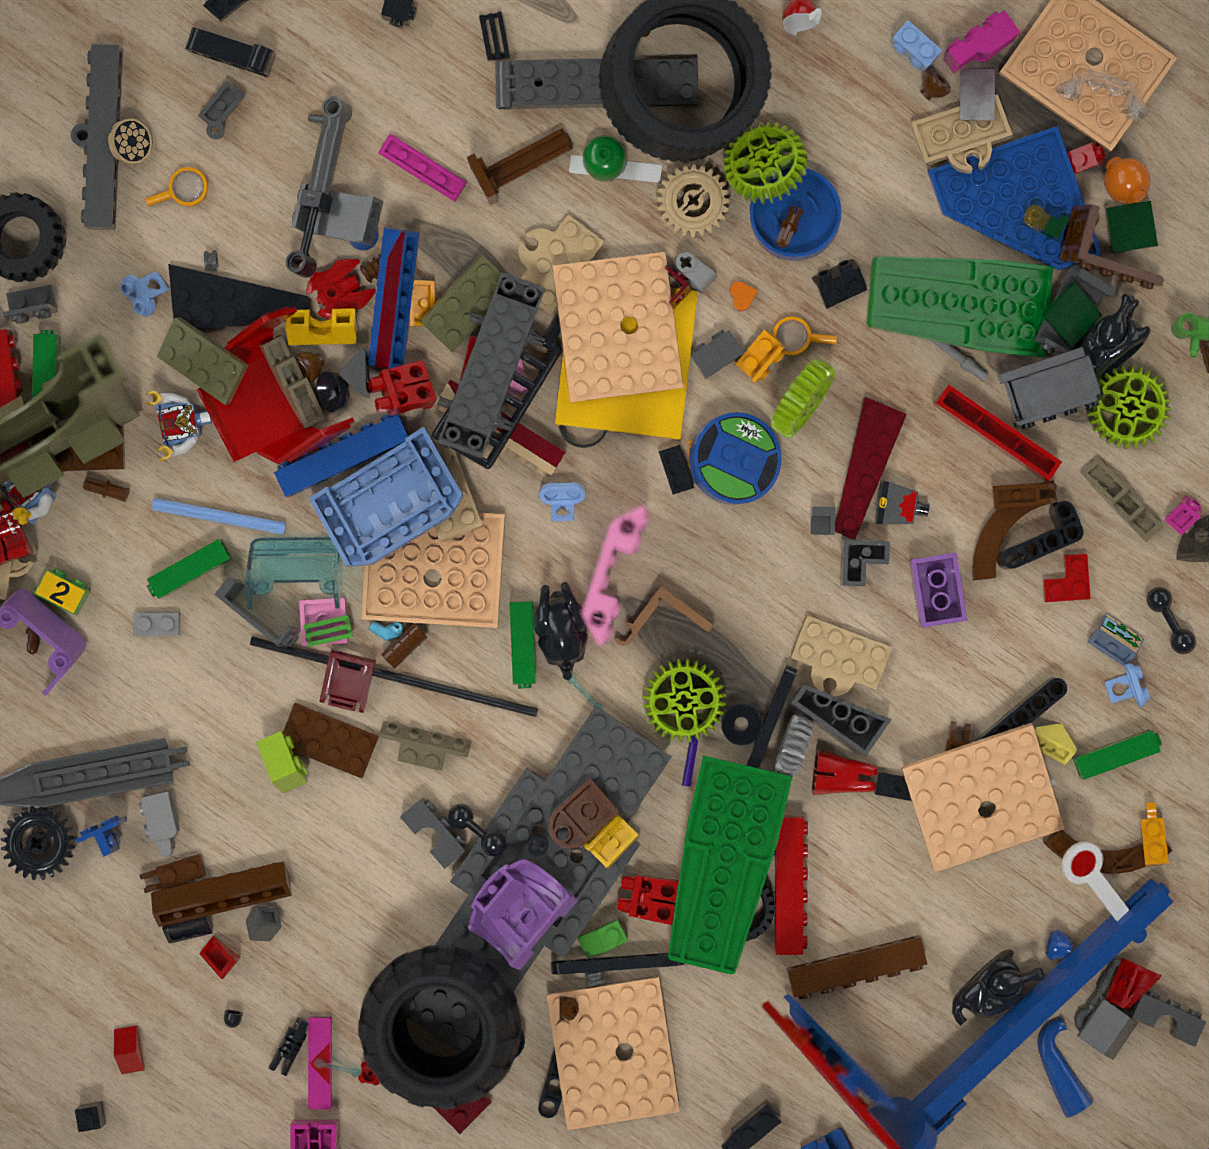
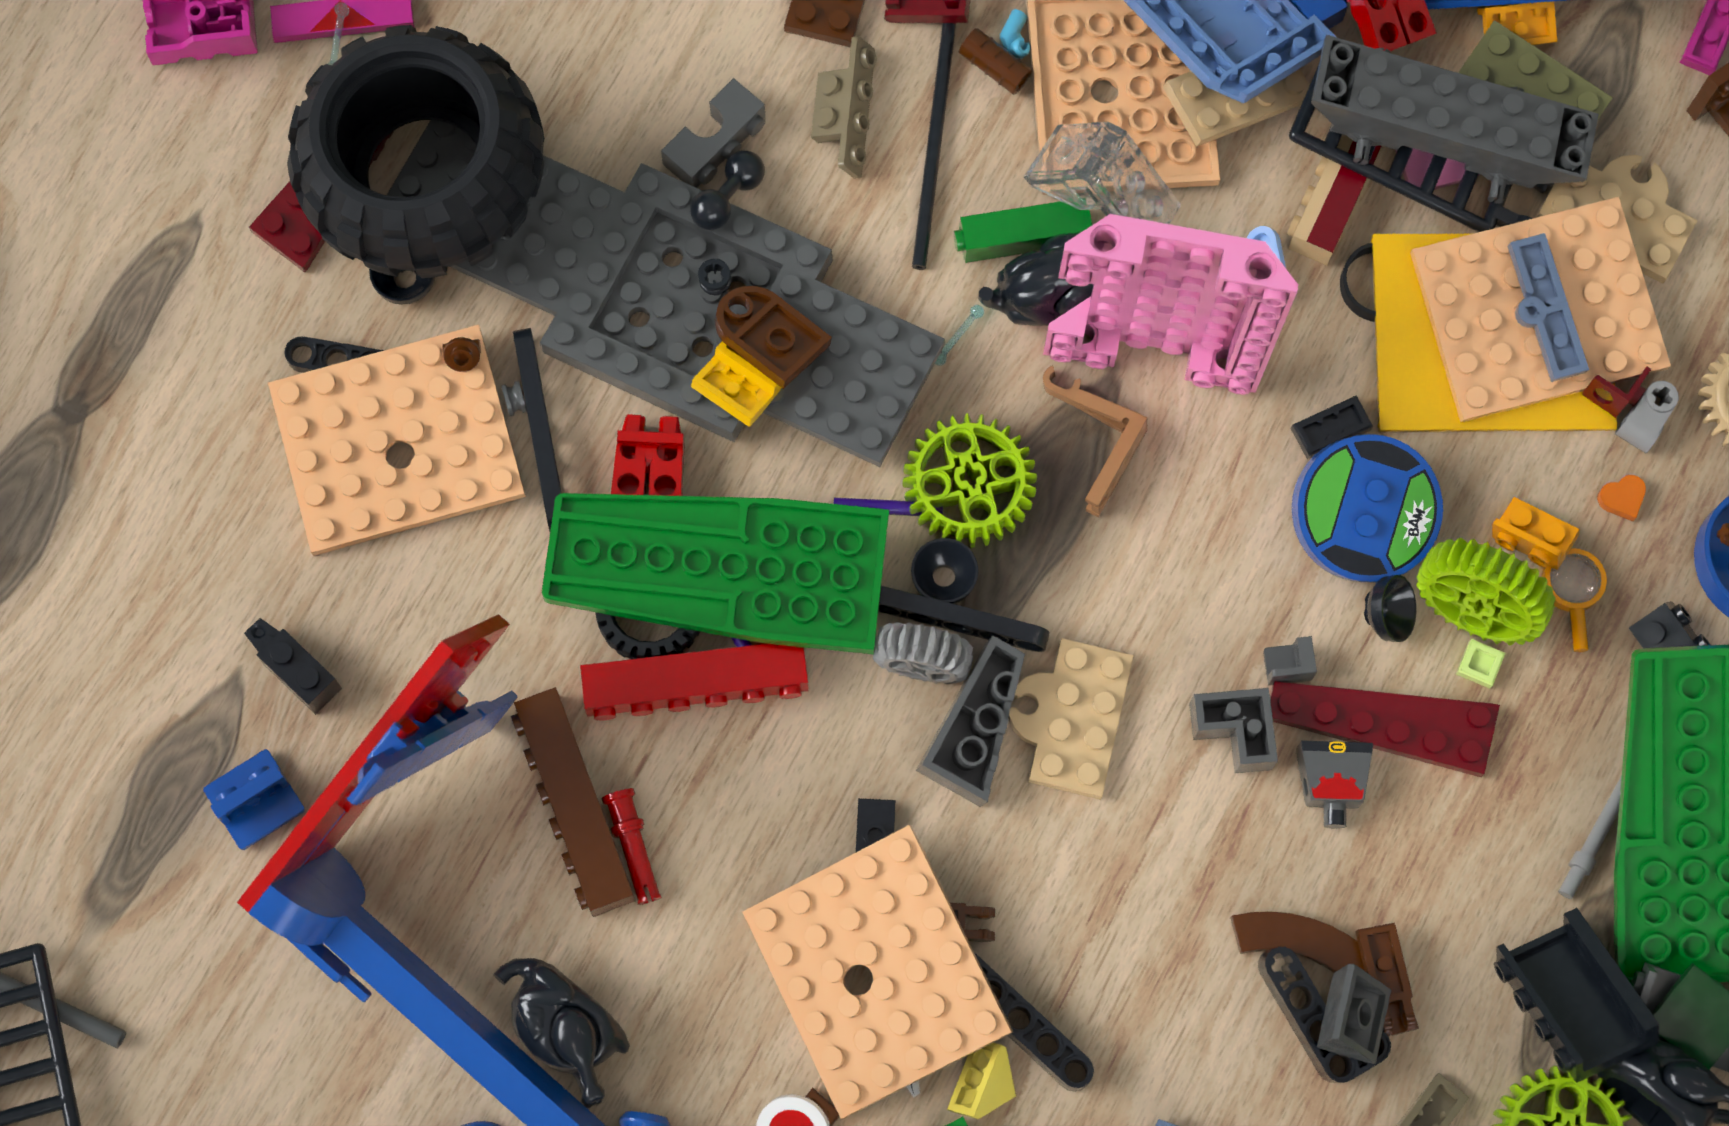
camera: 80 degrees right, 15 degrees down
(501, 588) = (1103, 170): none -> clear bracket
(518, 909) = (612, 253): medium lavender piece -> none
(603, 938) = (579, 404): bright green slope -> none
(623, 326) = (1546, 308): none -> sand blue hinge
(716, 354) = (1524, 464): dark grey piece -> none
(802, 450) = (1391, 608): none -> black piece
(836, 403) = (1480, 663): none -> yellowish green tile
(841, 774) = (883, 739): red piece -> none
(876, 935) = (627, 828): none -> red pin
(938, 590) = (1208, 854): medium lavender brick -> none
(997, 433) = (1481, 920): red brick -> none
(1049, 520) = (1354, 1014): none -> dark grey slope
(1074, 585) = (1248, 1086): red plate -> none

